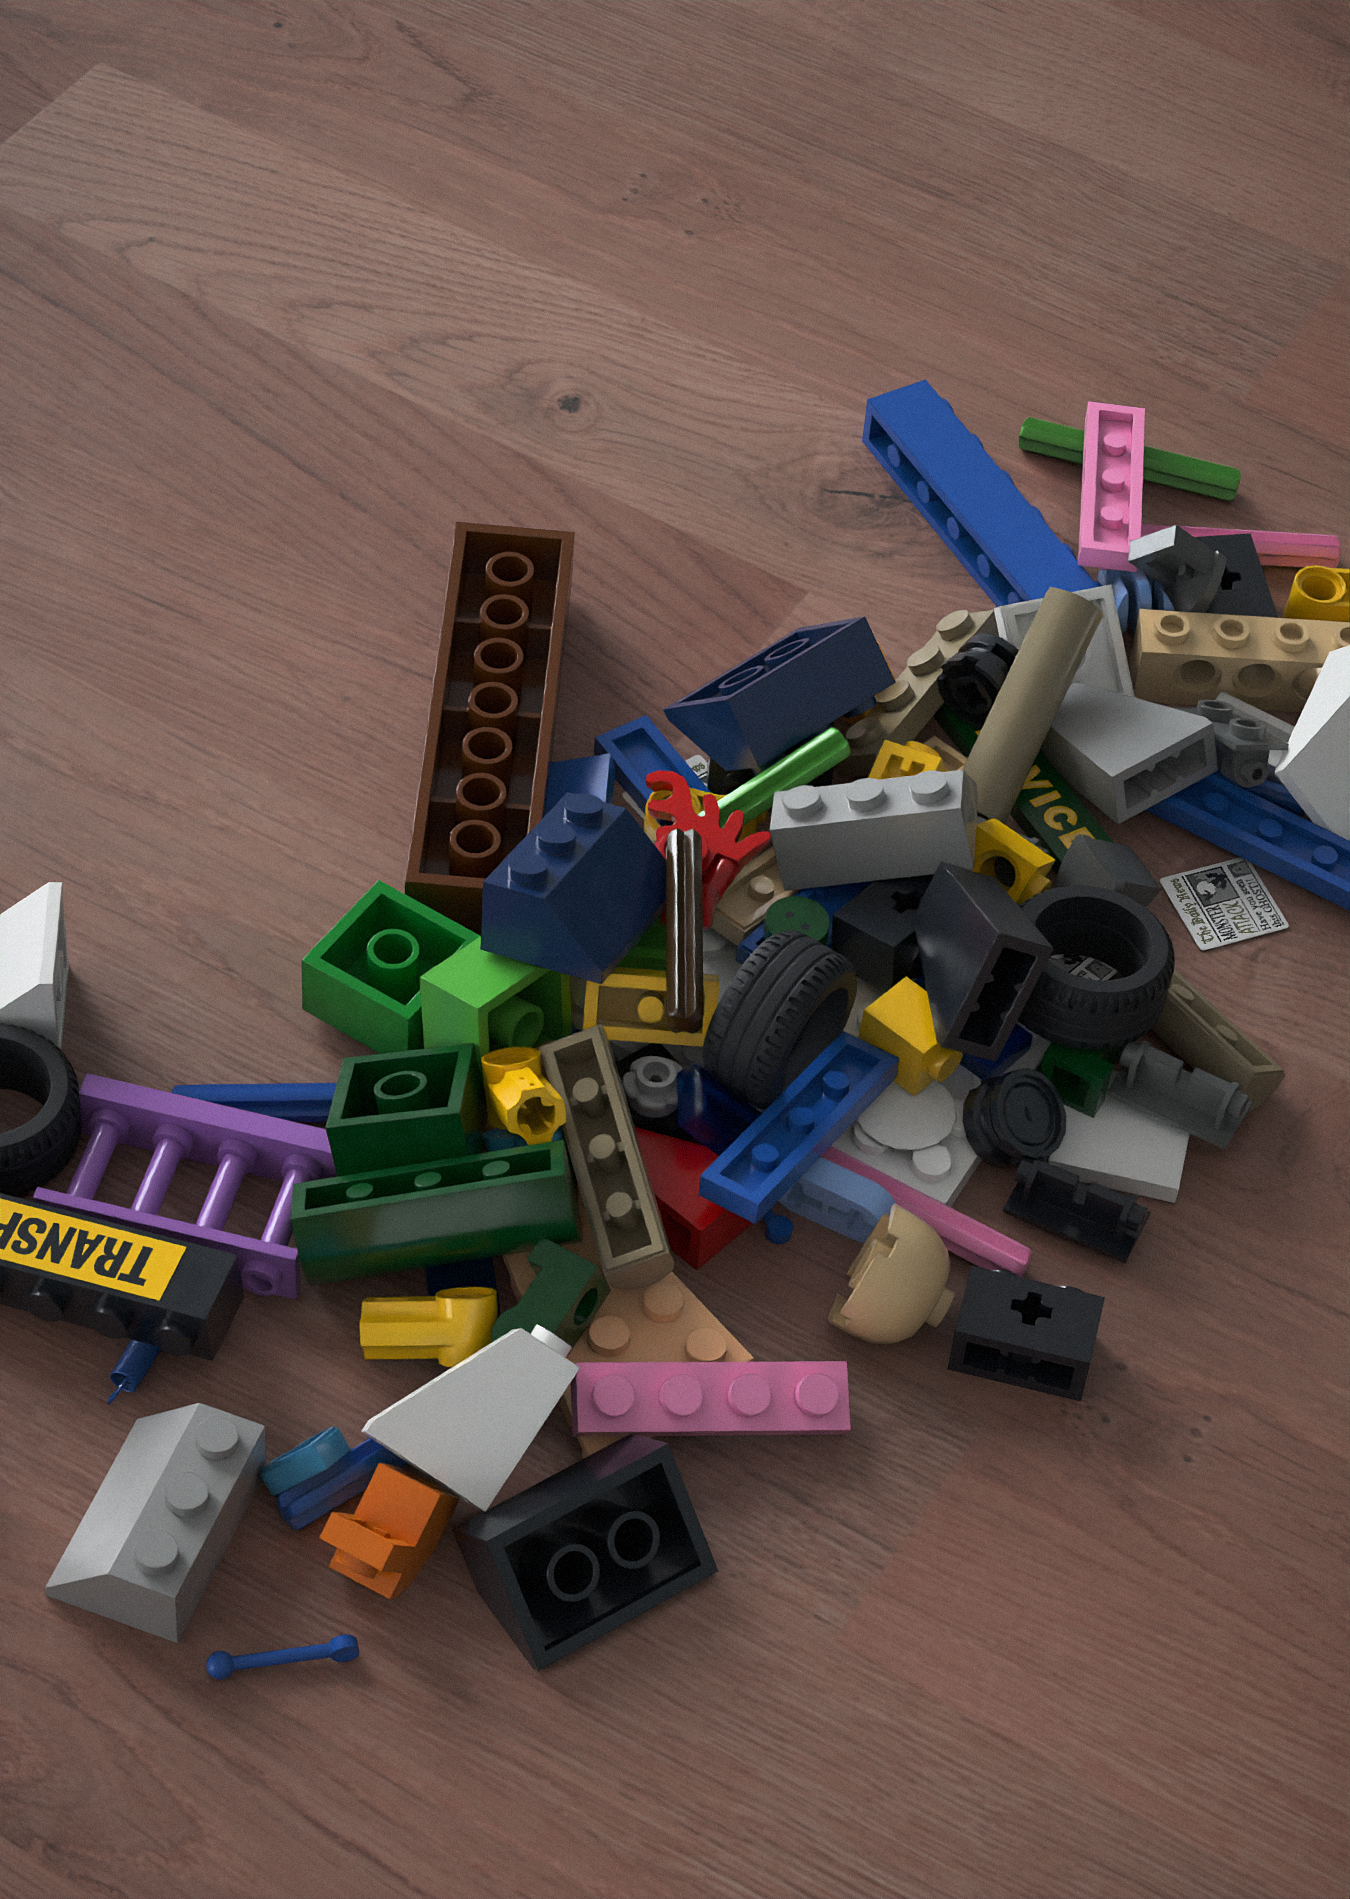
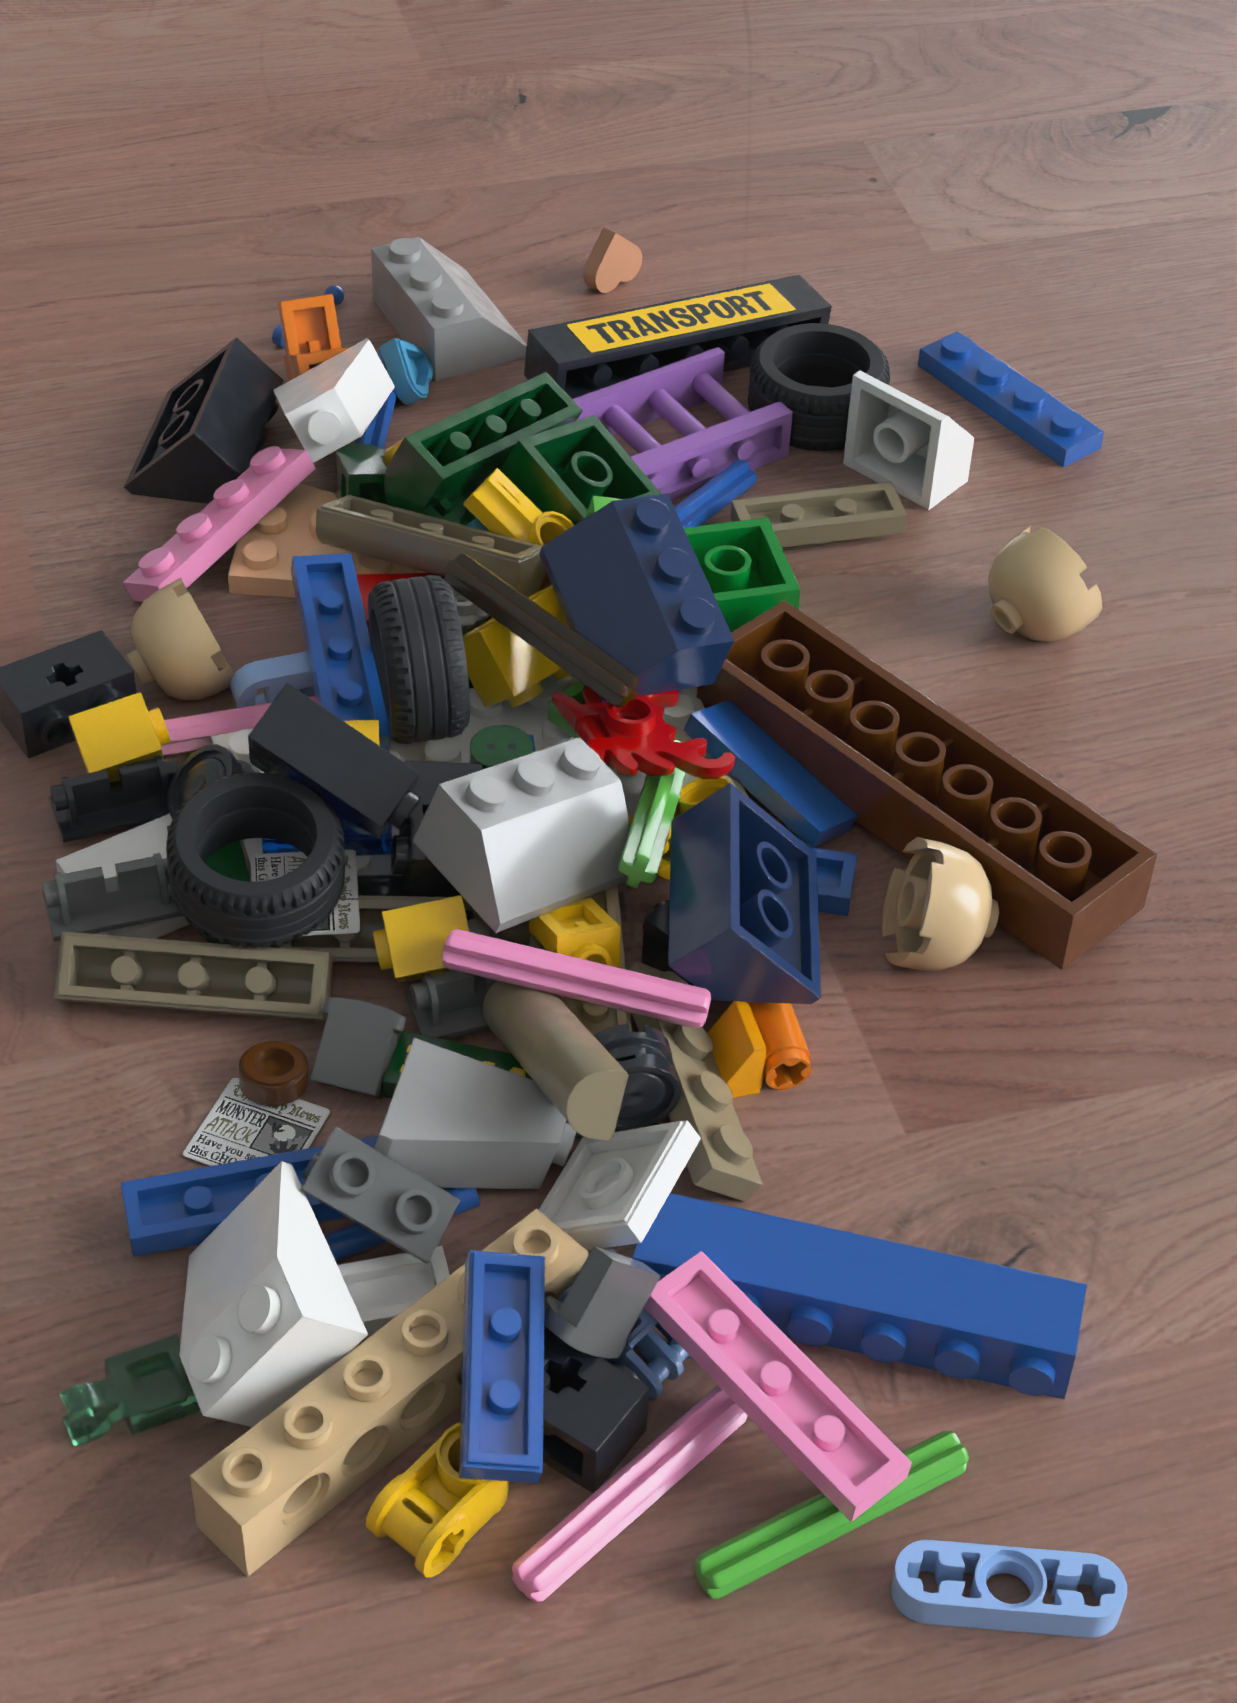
camera: 135 degrees right, 5 degrees down
(165, 780) = (1040, 588): none -> tan cylinder
(192, 1005) = (827, 514): none -> dark tan plate
(622, 642) = (938, 907): none -> tan cylinder
(955, 747) = (576, 978): none -> bright pink axle
(1043, 1218) = (119, 734): none -> yellow brick
(1054, 346) = (1033, 1566): none -> light blue beam
(1183, 915) = (273, 1073): none -> reddish brown tile
(1267, 583) = (503, 1367): none -> blue tile

